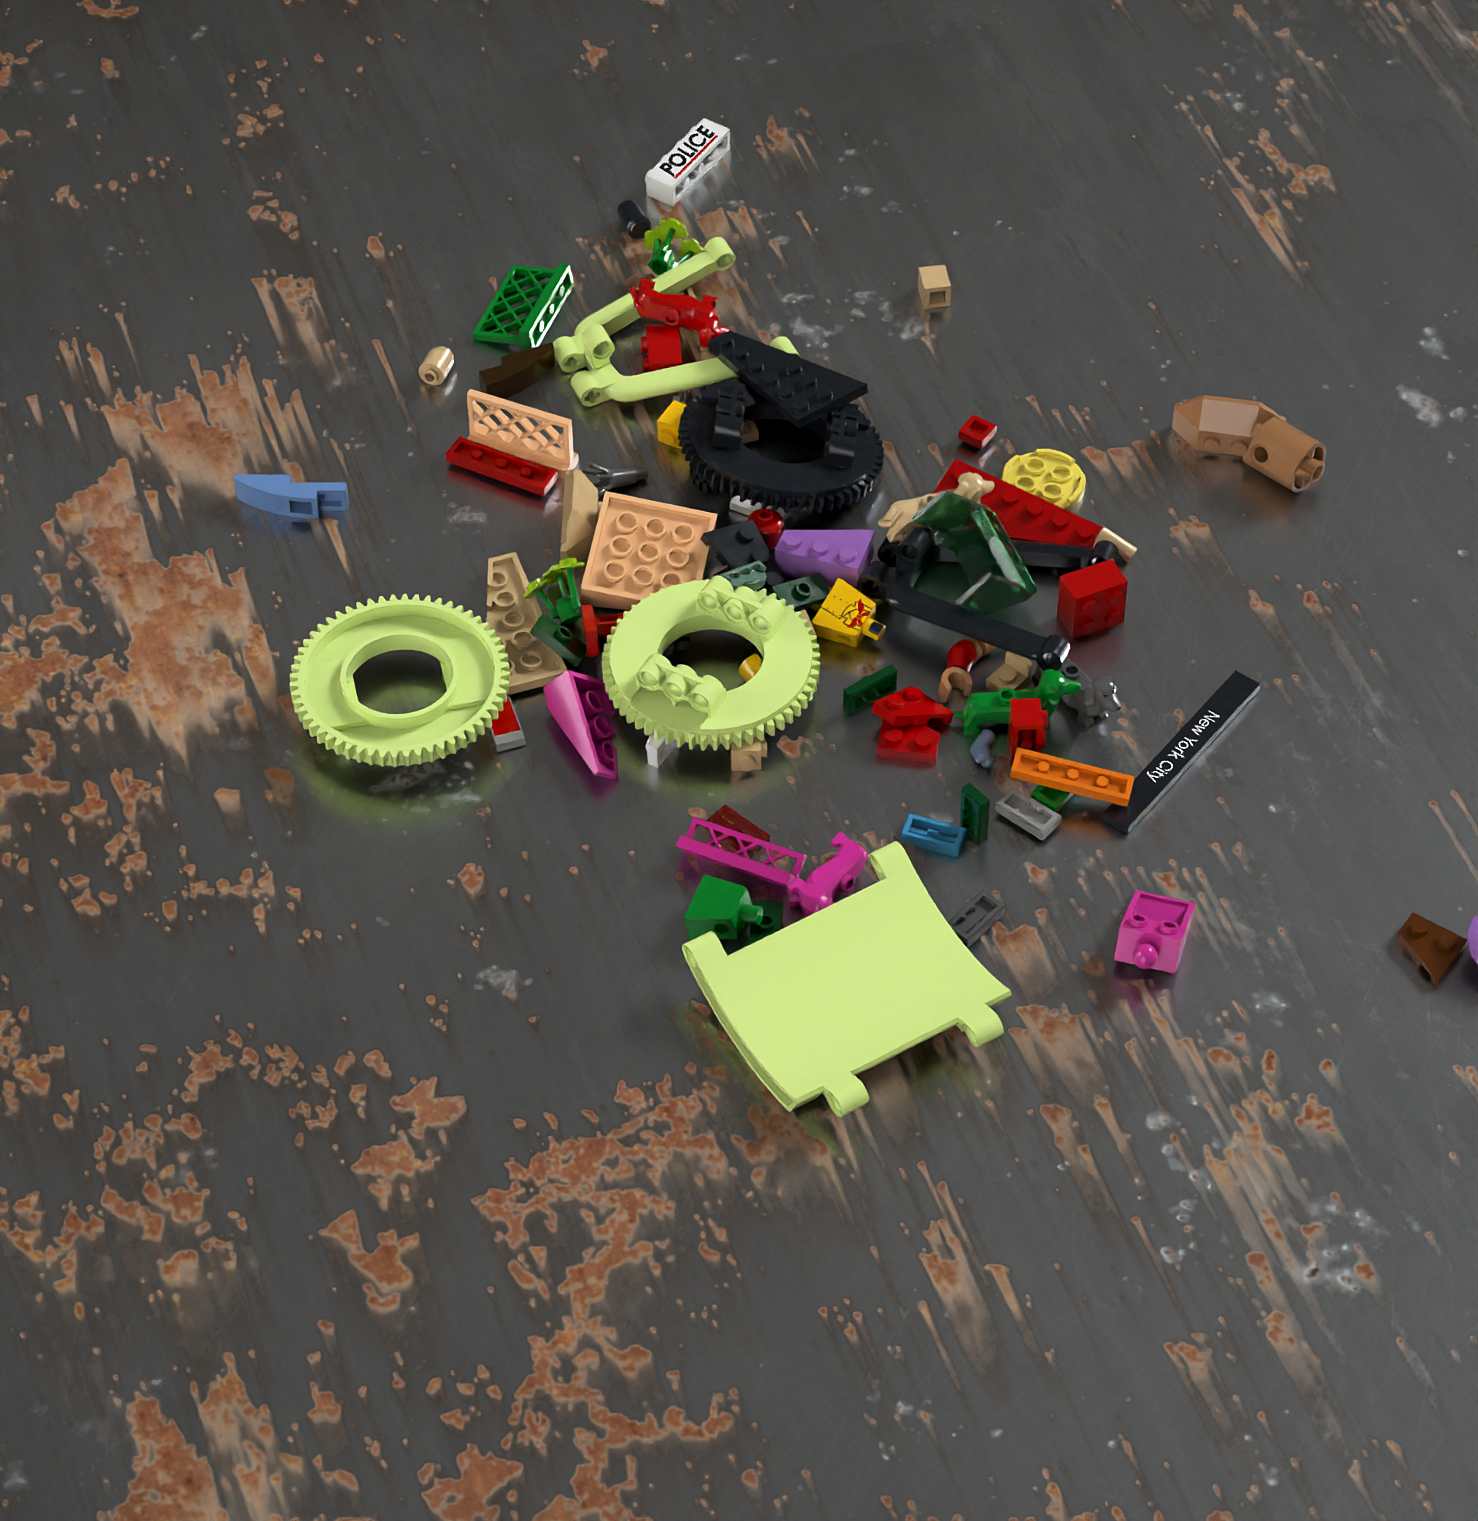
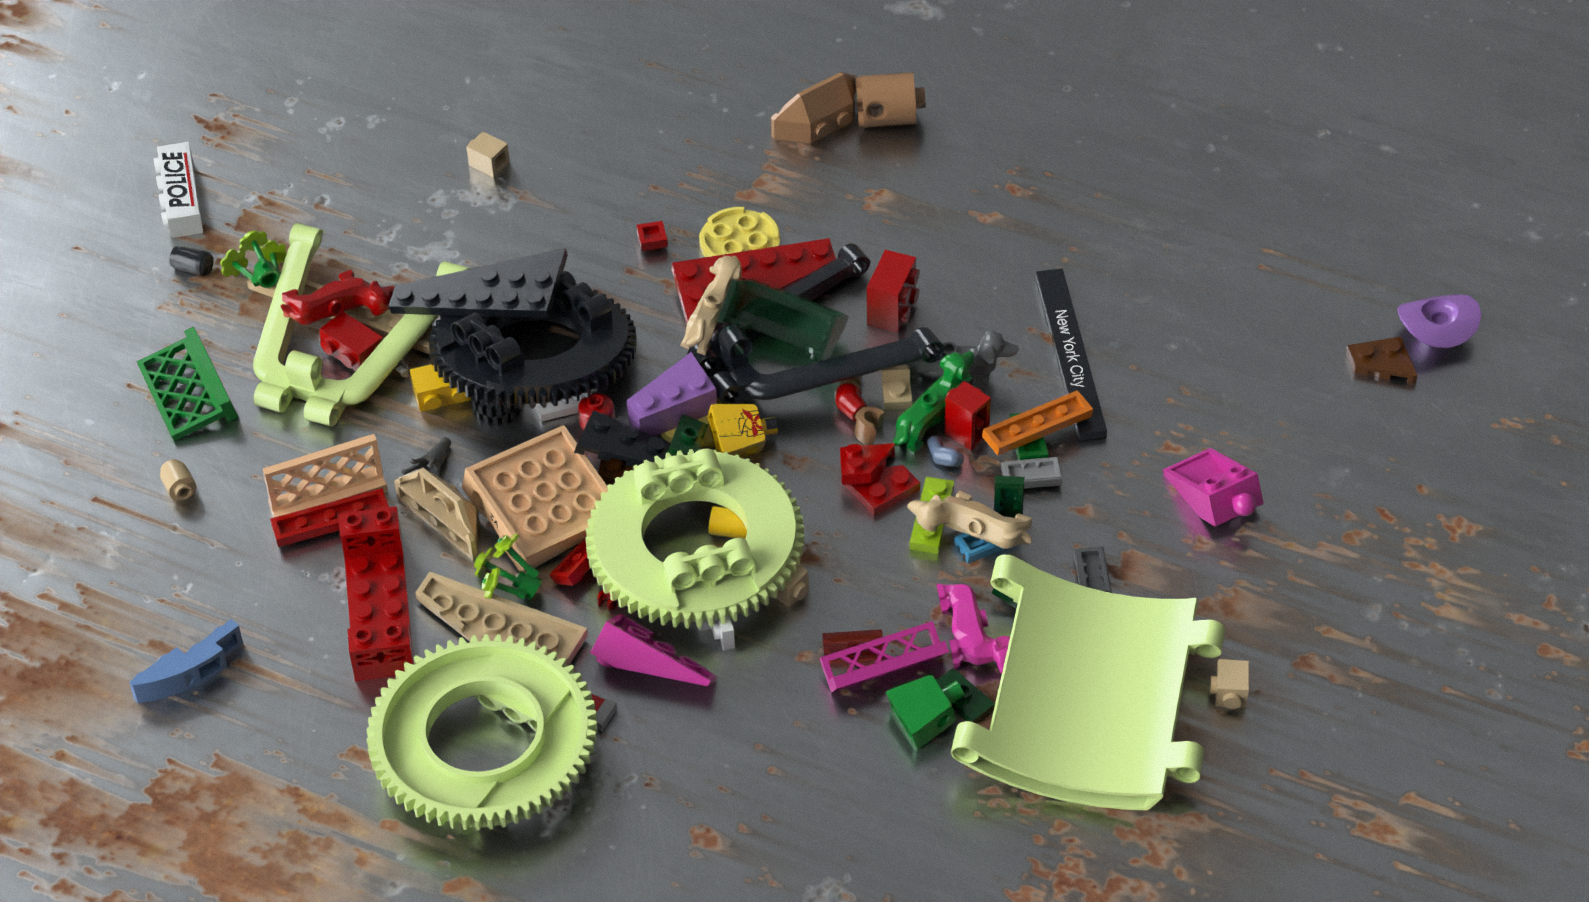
camera: 45 degrees left, 0 degrees up
(501, 511) = (376, 593): none -> red plate
(517, 371) = (249, 441): dark brown slope -> none
(559, 639) = (553, 608): dark green plate -> none
(590, 630) = (567, 584): red tile -> none
(750, 576) = (647, 451): sand green tile -> none
(870, 689) = (816, 471): dark green plate -> none
(916, 786) = (920, 538): none -> lime plate
(927, 805) = (973, 519): none -> tan animal
(967, 1077) = (1230, 684): none -> tan brick
(1125, 549) = (839, 241): tan axle -> none

